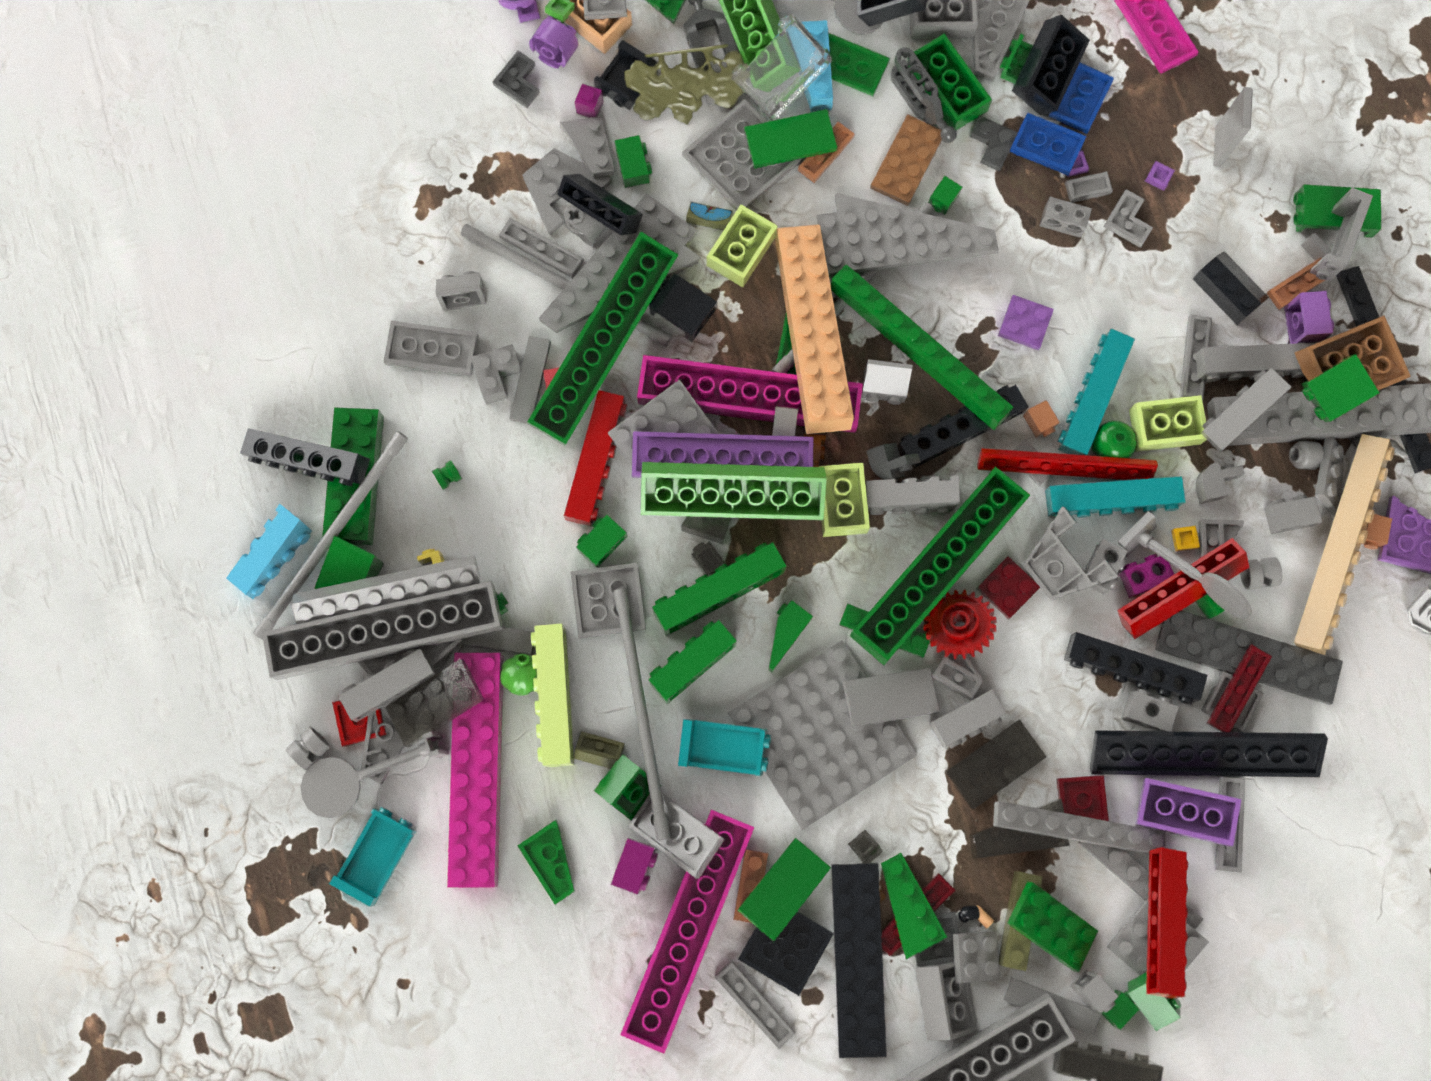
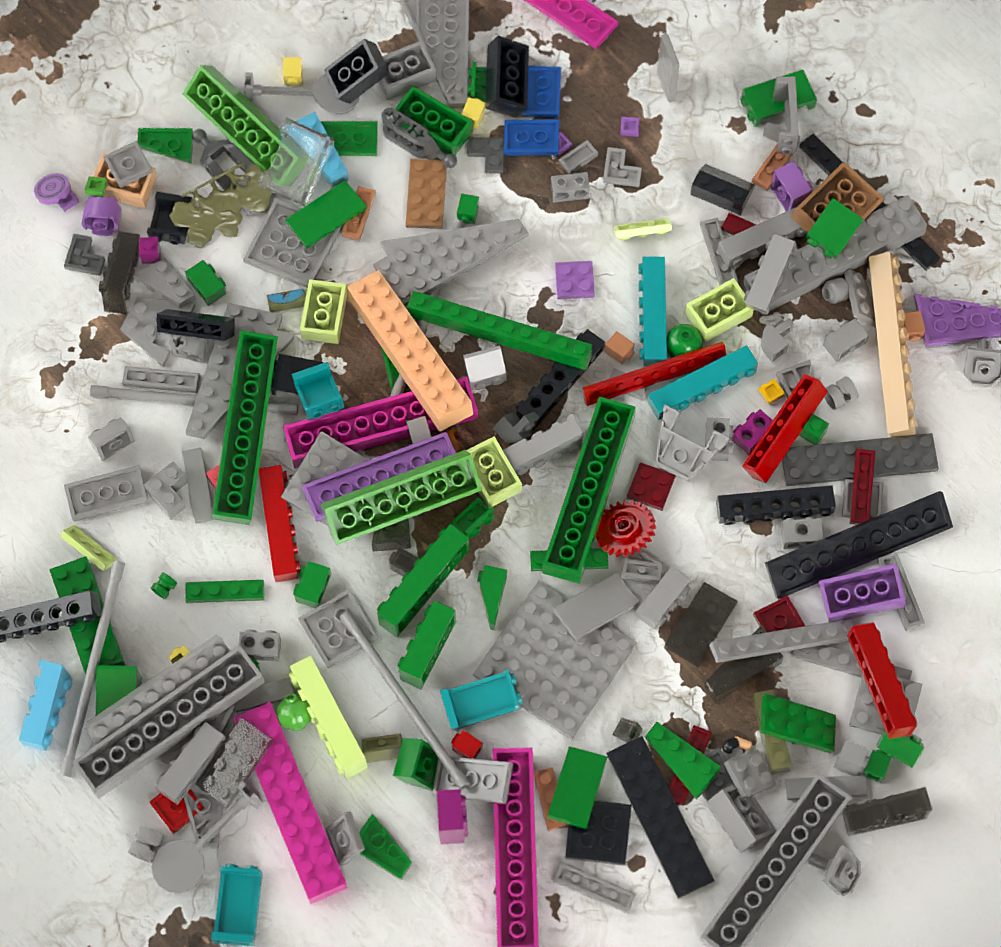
camera: 20 degrees left, 10 degrees down
(387, 400) = (88, 547): none -> yellowish green plate
(508, 507) = (224, 591): none -> green plate
(514, 836) = (345, 838): none -> light grey plate
(515, 588) = (259, 651): none -> light grey brick
(546, 113) = (120, 272): none -> clear smoke wedge
(686, 789) = (466, 745): none -> red brick
(696, 332) = (317, 391): none -> teal panel
(802, 542) = (474, 518): none -> green bracket
(999, 89) = (475, 111): none -> light yellow brick
(1124, 296) = (642, 229): none -> yellowish green plate
(1216, 587) = (806, 412): light grey piece -> none
(1228, 334) = (735, 224): none -> dark red tile

